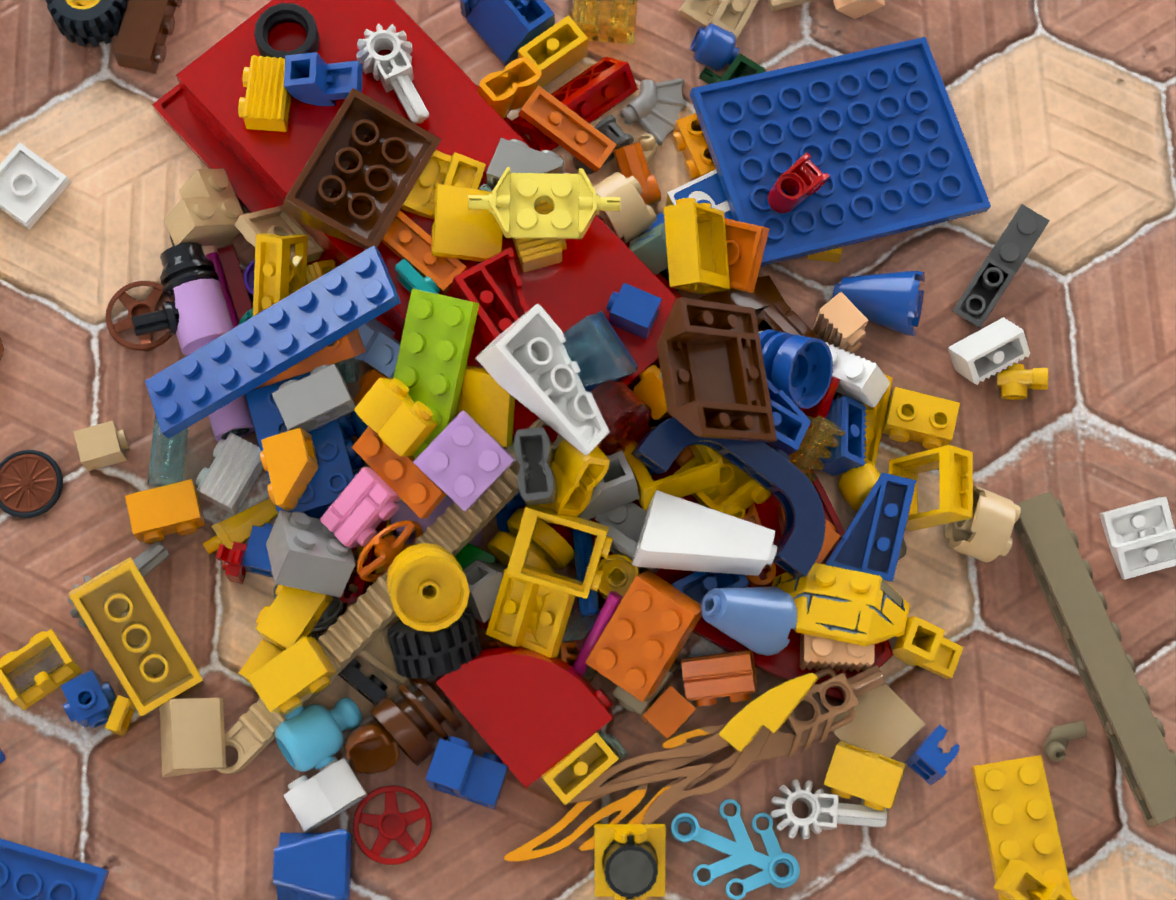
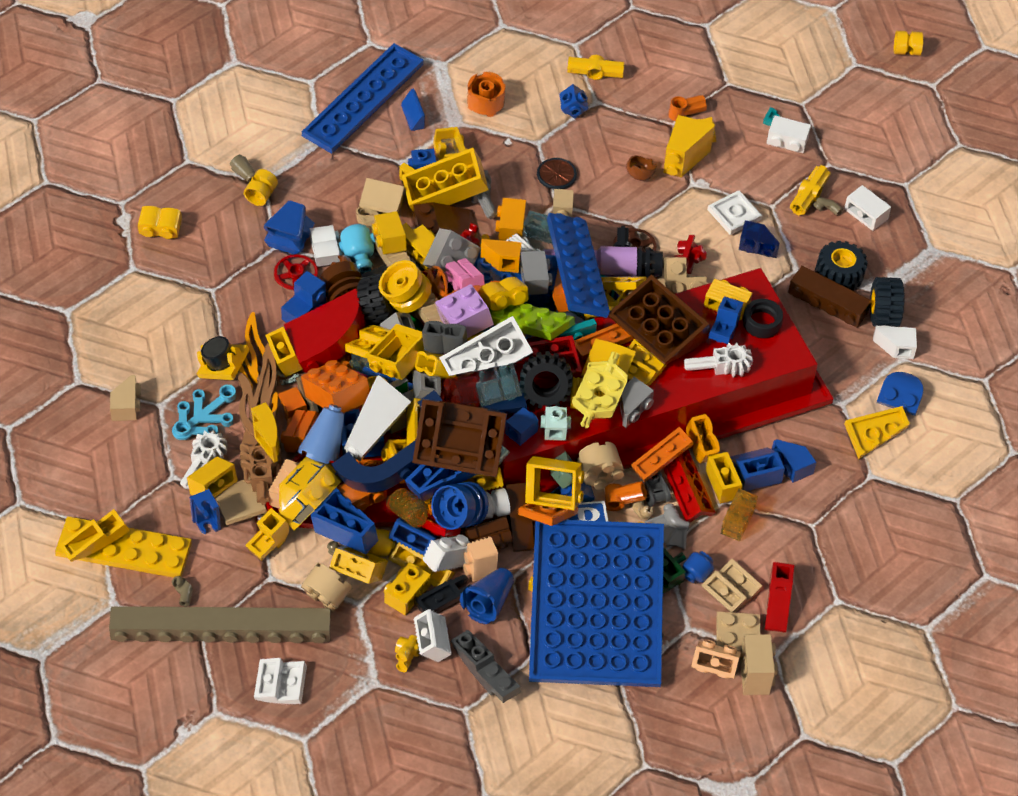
camera: 110 degrees right, 20 degrees down
(71, 135) = (758, 240): none -> clear blue slope
(123, 228) = (691, 251): none -> red hips
(210, 619) = (442, 216): none -> reddish brown slope
(555, 282) = (546, 363): none -> black tyre
(612, 261) = (555, 423): none -> light aqua brick
(799, 181) = (578, 558): red piece -> none
(907, 364) = (442, 595): none -> black hinge

